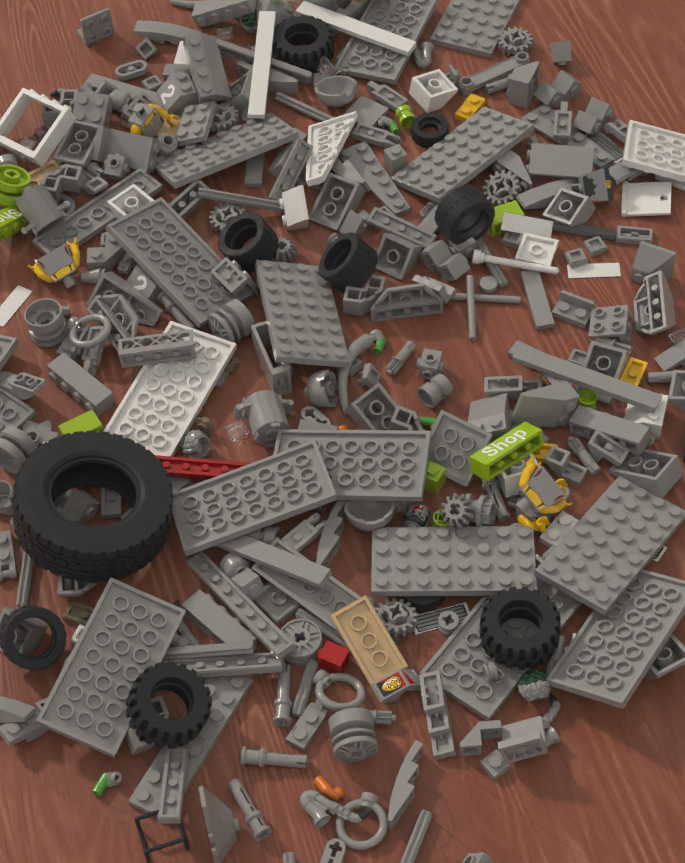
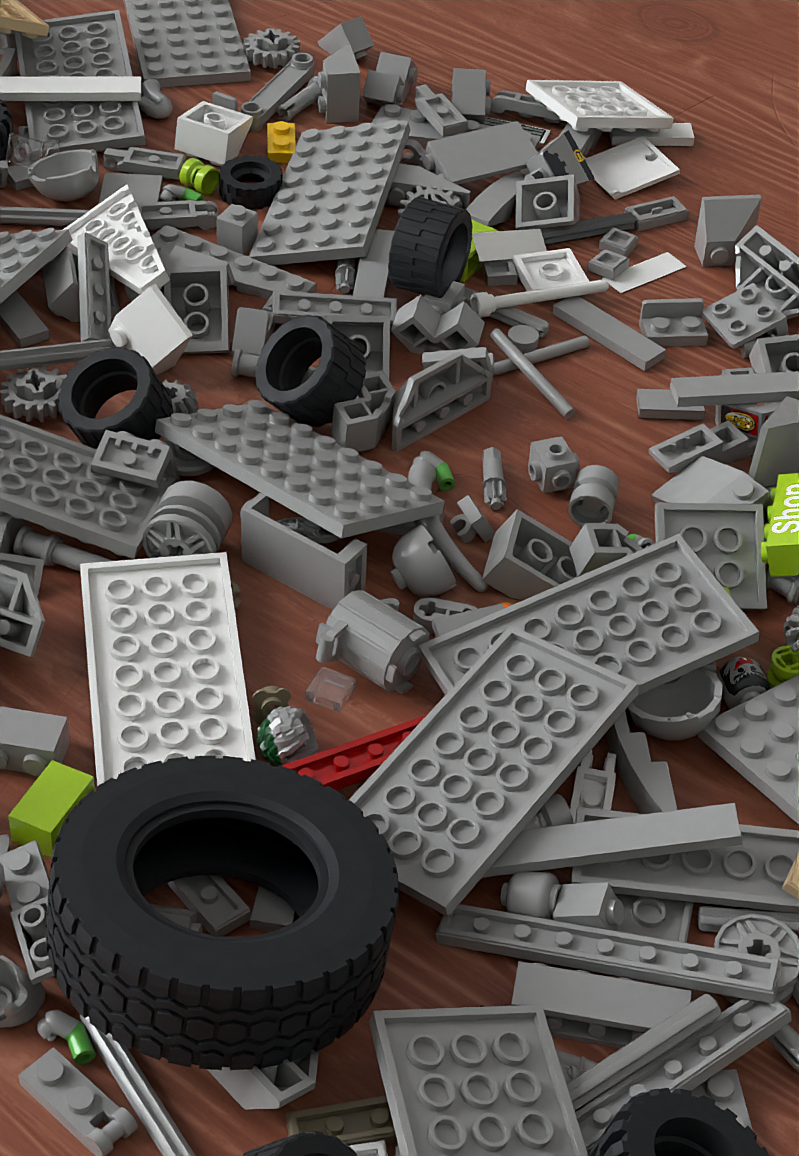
camera: 40 degrees left, 10 degrees down
(156, 351) = (105, 613): light grey fence -> none

